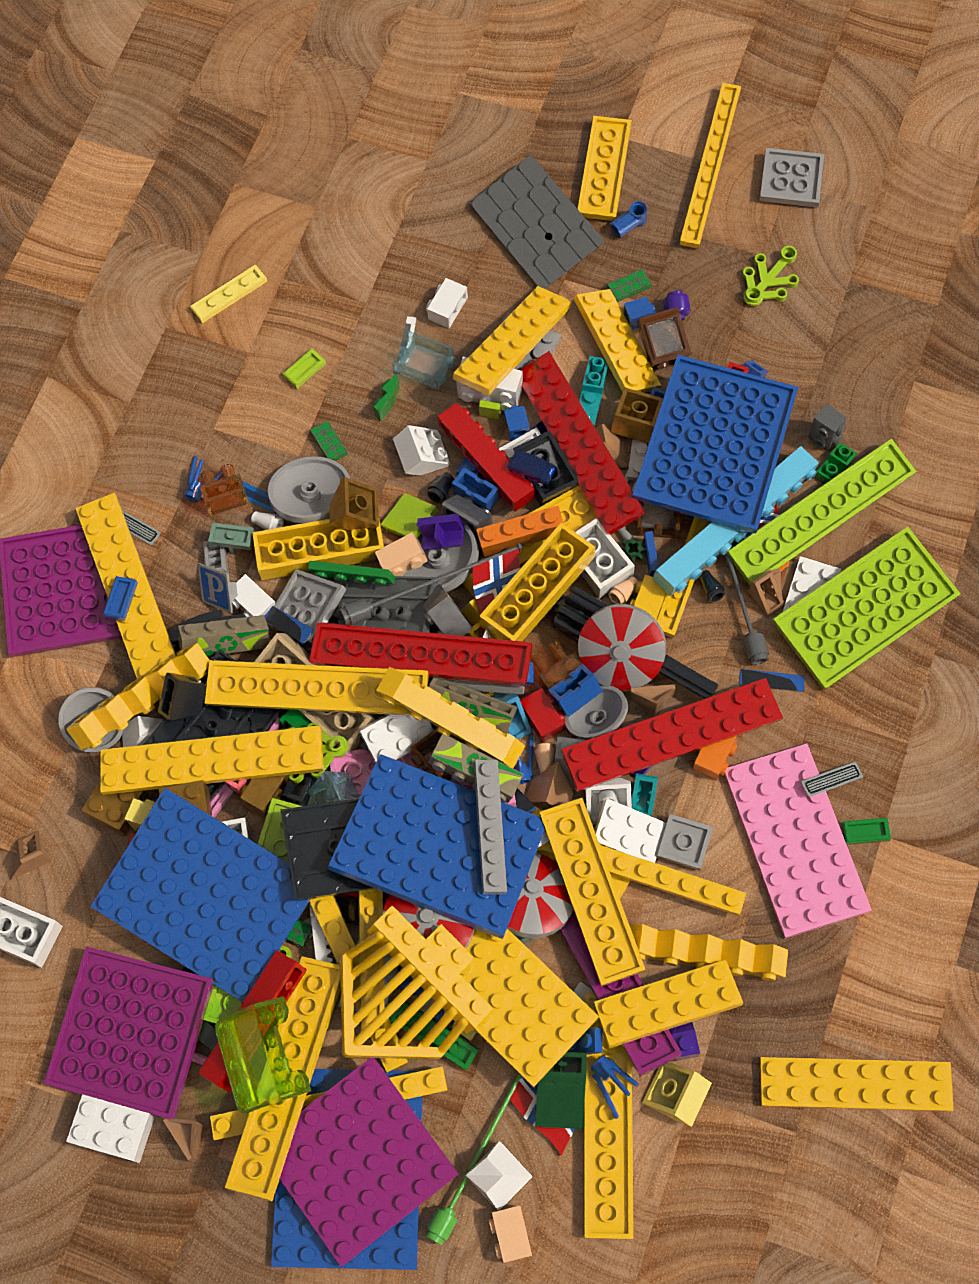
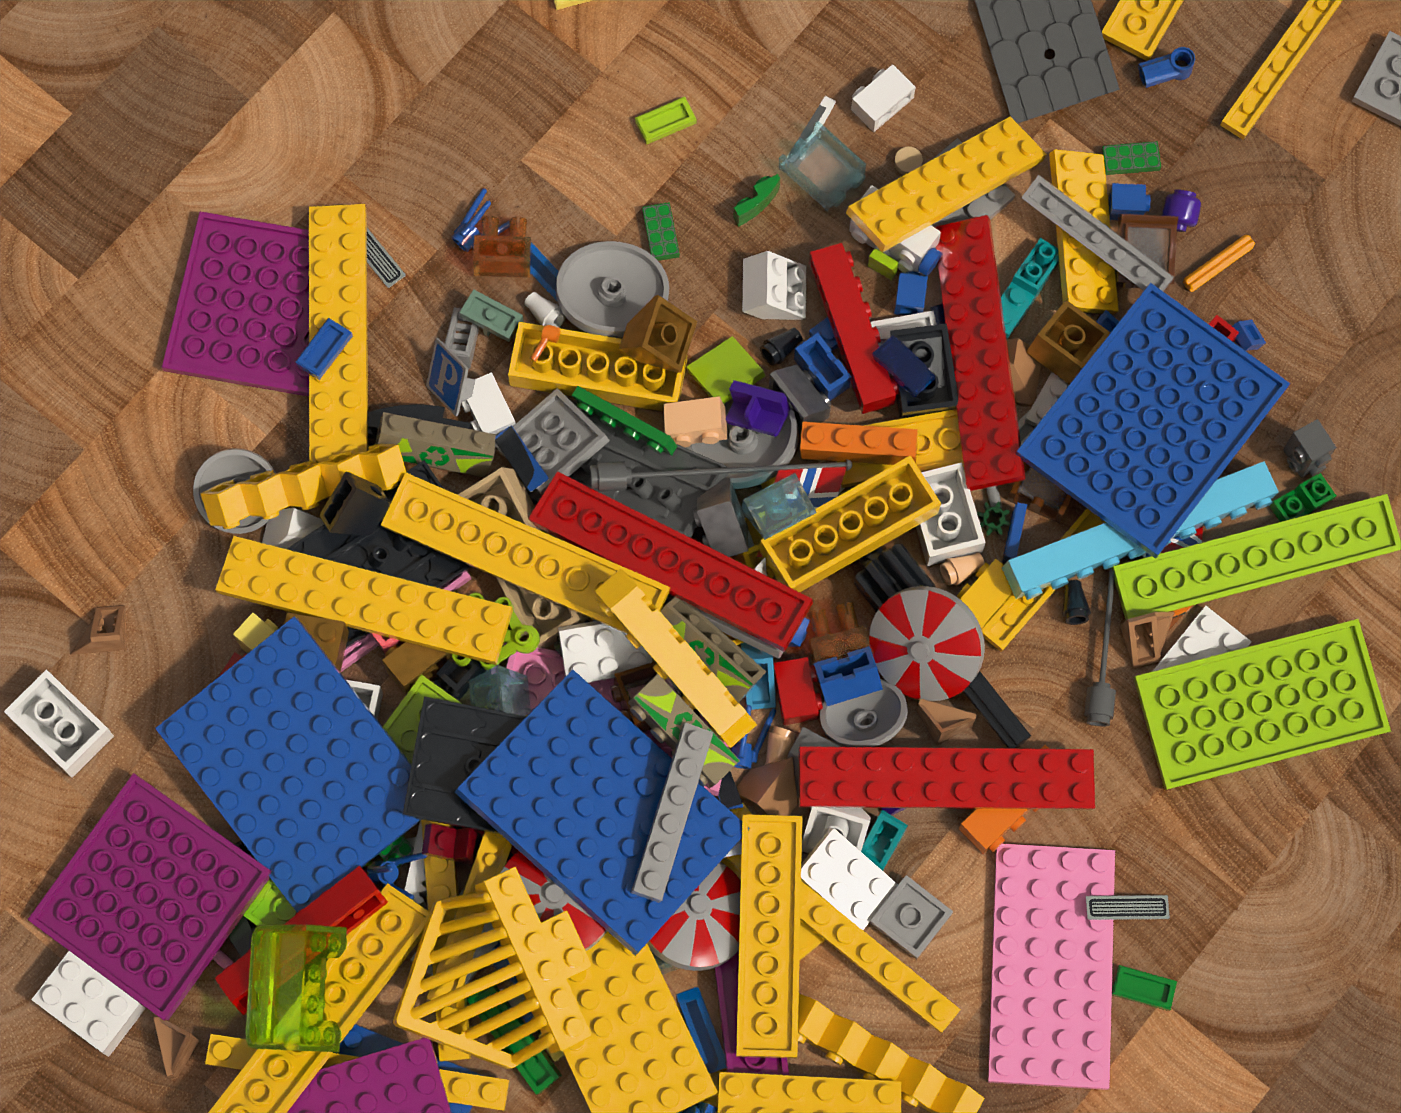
camera: 15 degrees right, 5 degrees up
(111, 808) = (222, 613): pearl gold brick -> none
(277, 532) = (549, 333): none -> orange hand
(295, 719) = (486, 585): green brick -> none
(298, 948) = (387, 872): none -> blue plant
(337, 909) = (450, 843): none -> dark red slope
(478, 336) = (907, 160): none -> tan tile
(482, 589) = (778, 506): none -> clear light blue slope
(521, 394) = (929, 261): none -> blue tile
(568, 976) = (702, 1029): none -> clear blue sticker
(627, 338) = (1095, 235): none -> light grey plate
(715, 331) = (1218, 263): none -> light orange axle
(769, 279) = (1319, 216): lime plant -> none
(775, 680) = (1106, 752): black sticker -> none

